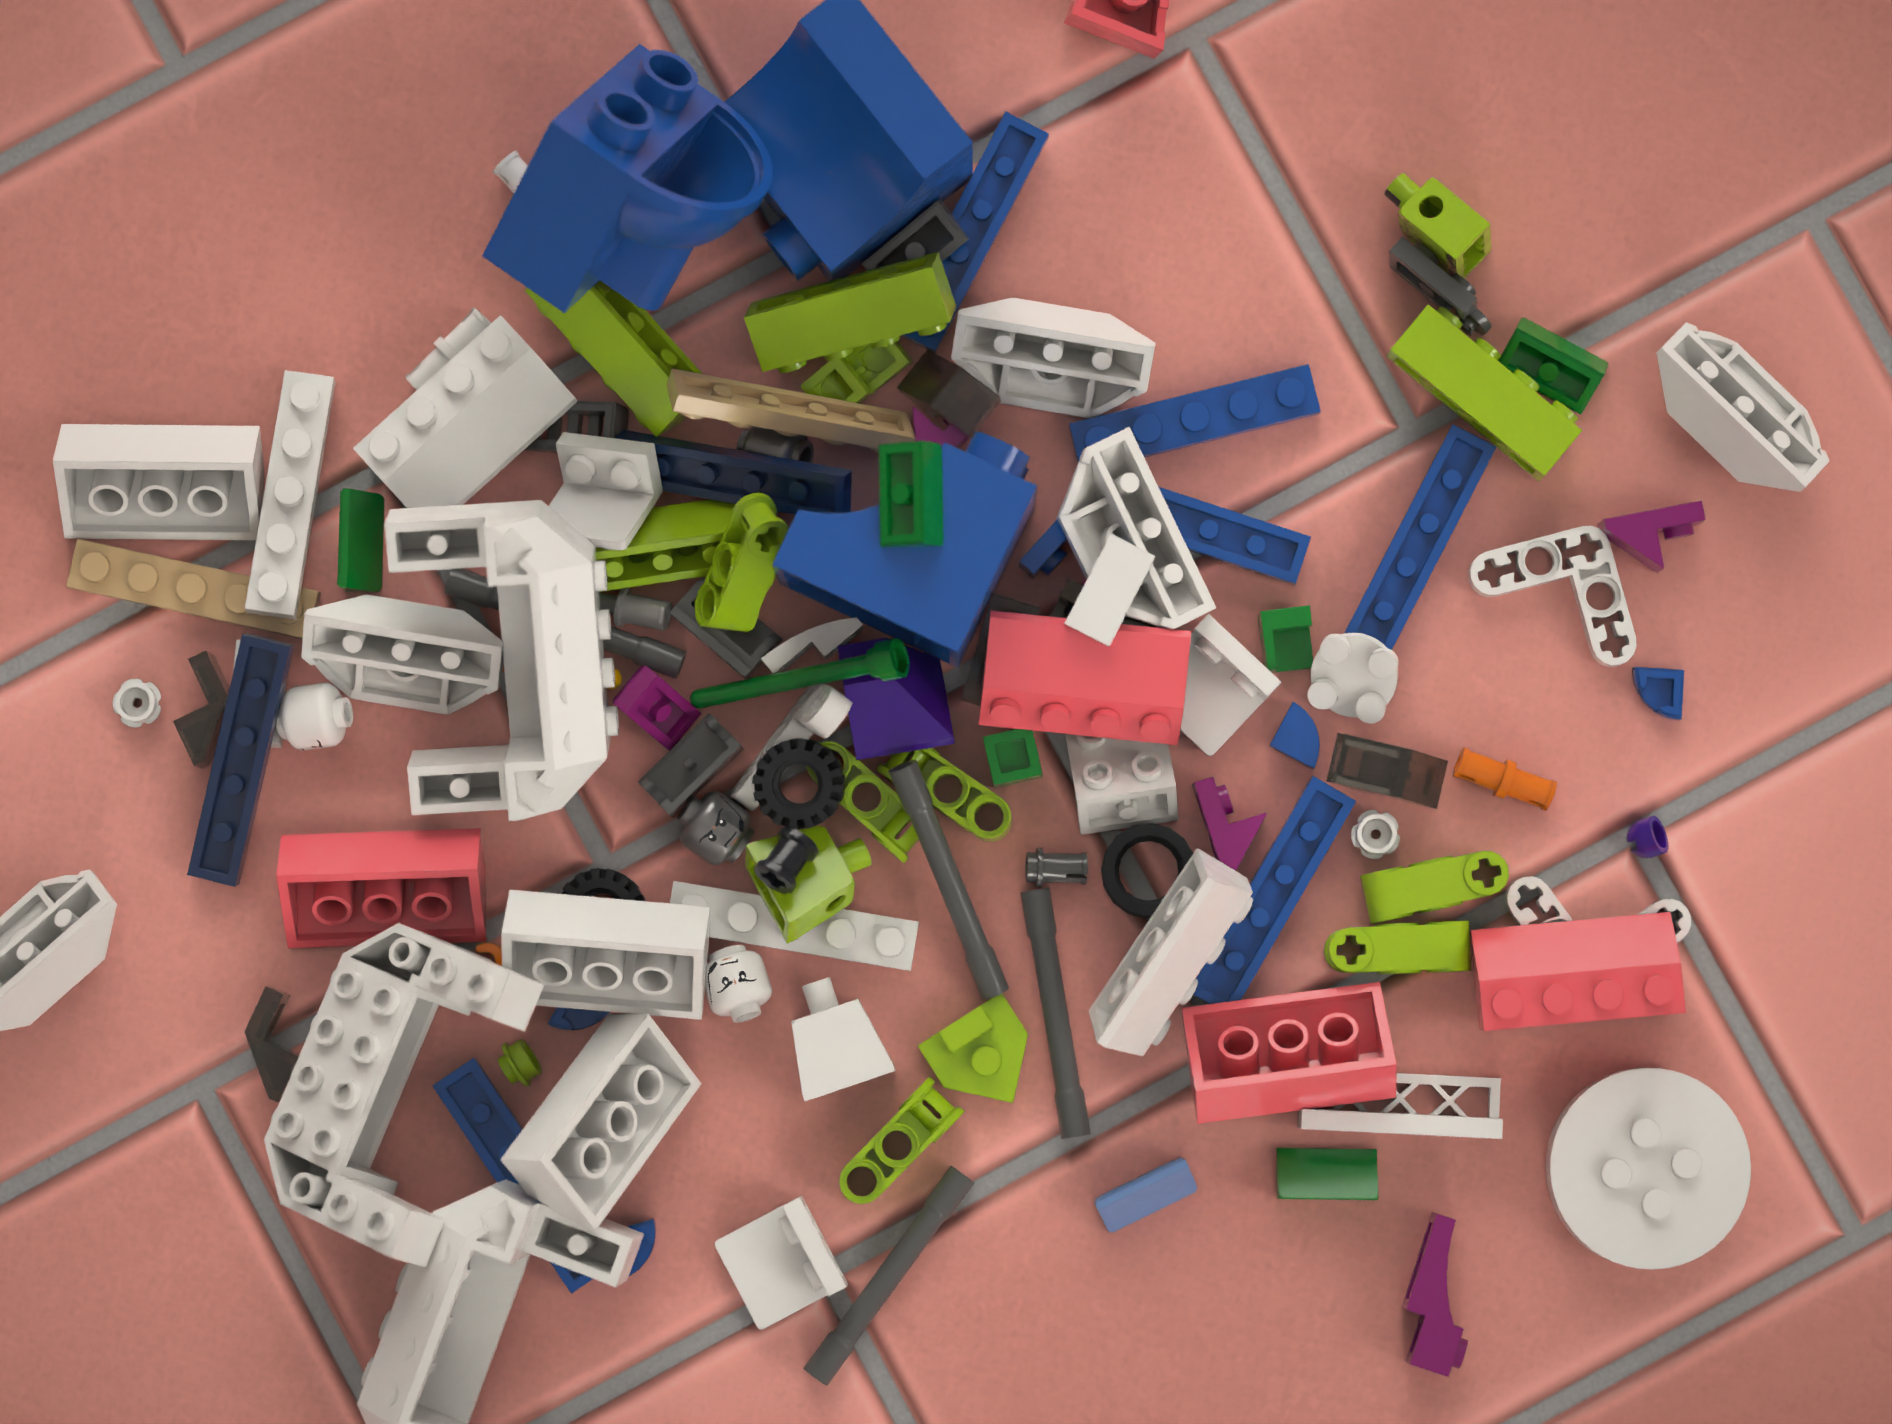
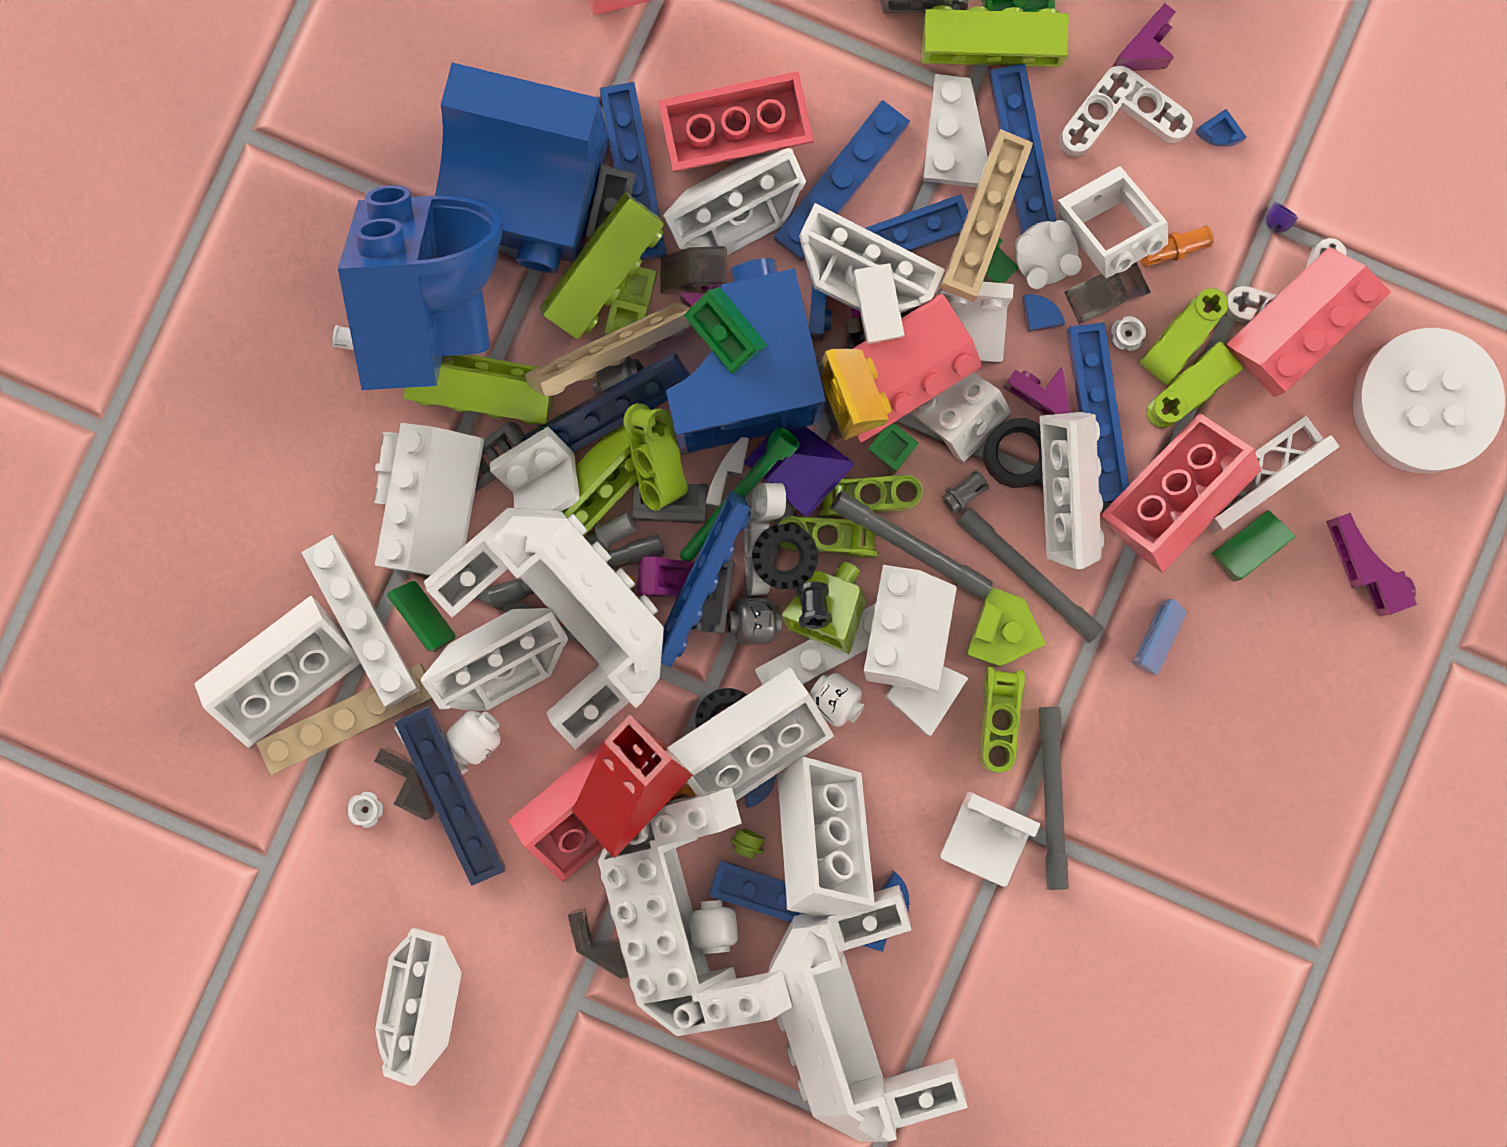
camera: 45 degrees left, 0 degrees up
(410, 1124) = (713, 927): none -> white head
(437, 895) = (628, 785): none -> red slope
(693, 737) = (703, 576): none -> blue plate
(871, 968) = (909, 629): none -> white slope
(1004, 665) = (852, 391): none -> yellow slope
(1120, 267) = (735, 121): none -> coral slope
(1311, 583) = (986, 216): none -> tan plate
(1357, 467) = (955, 136): none -> white wing
(1455, 658) = (1110, 191): none -> white window

